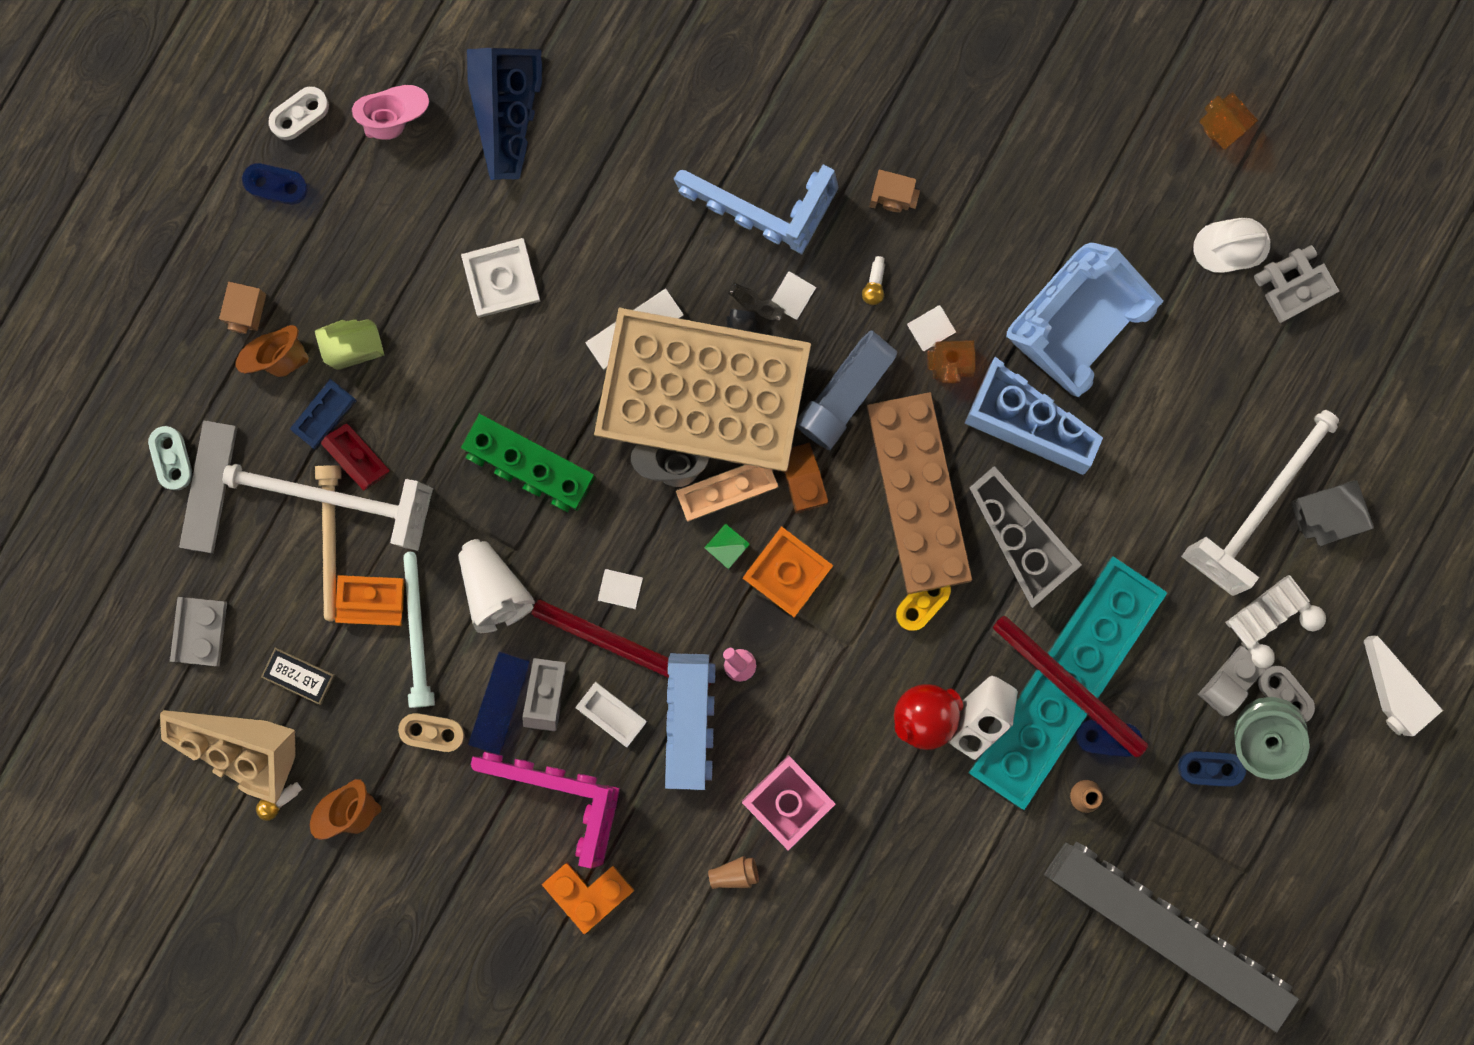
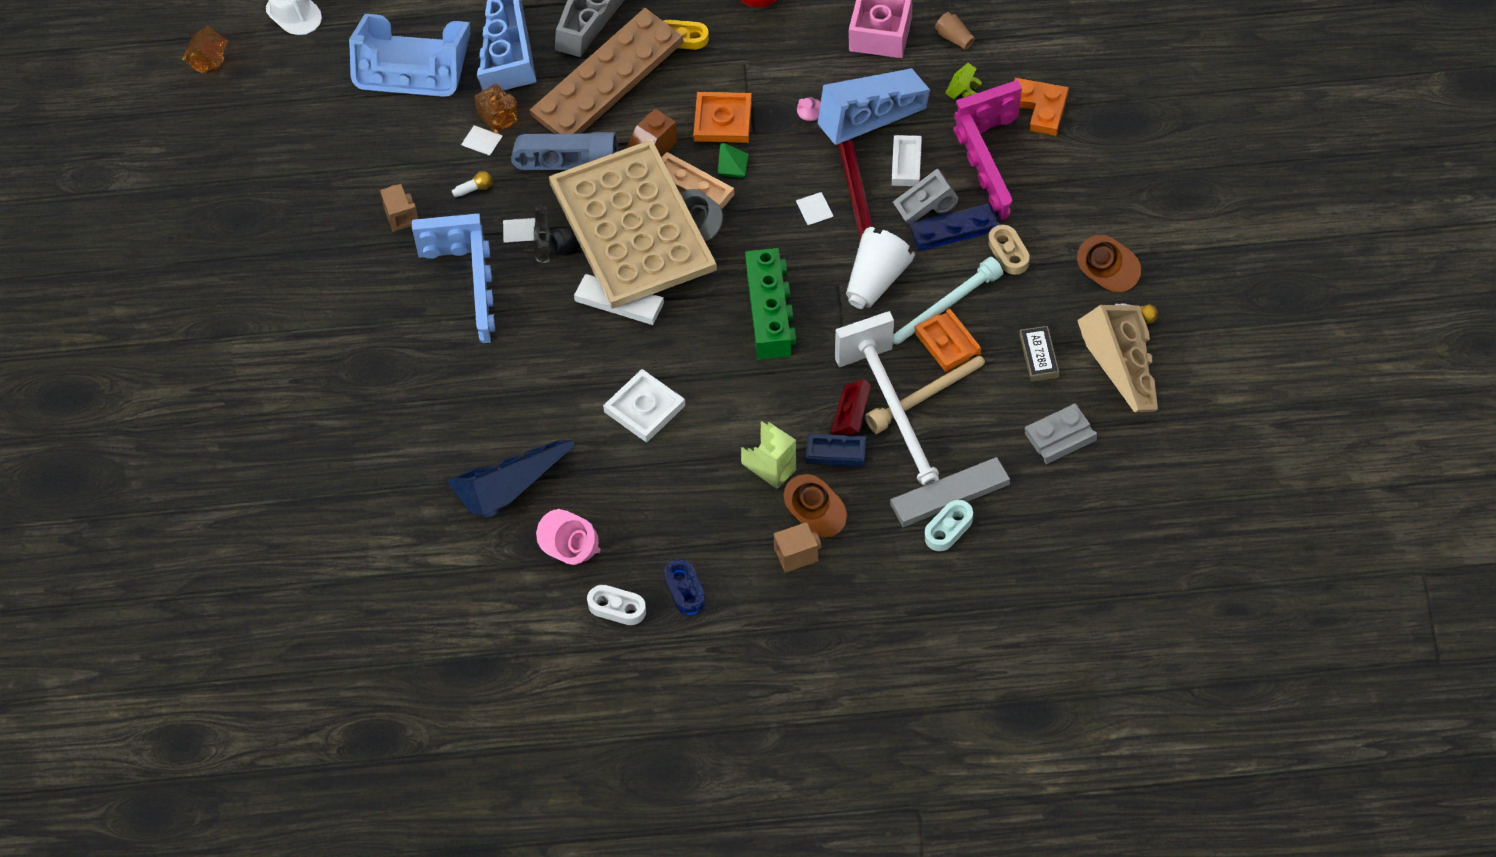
camera: 120 degrees left, 30 degrees down
(663, 833) = (962, 81): none -> lime tile

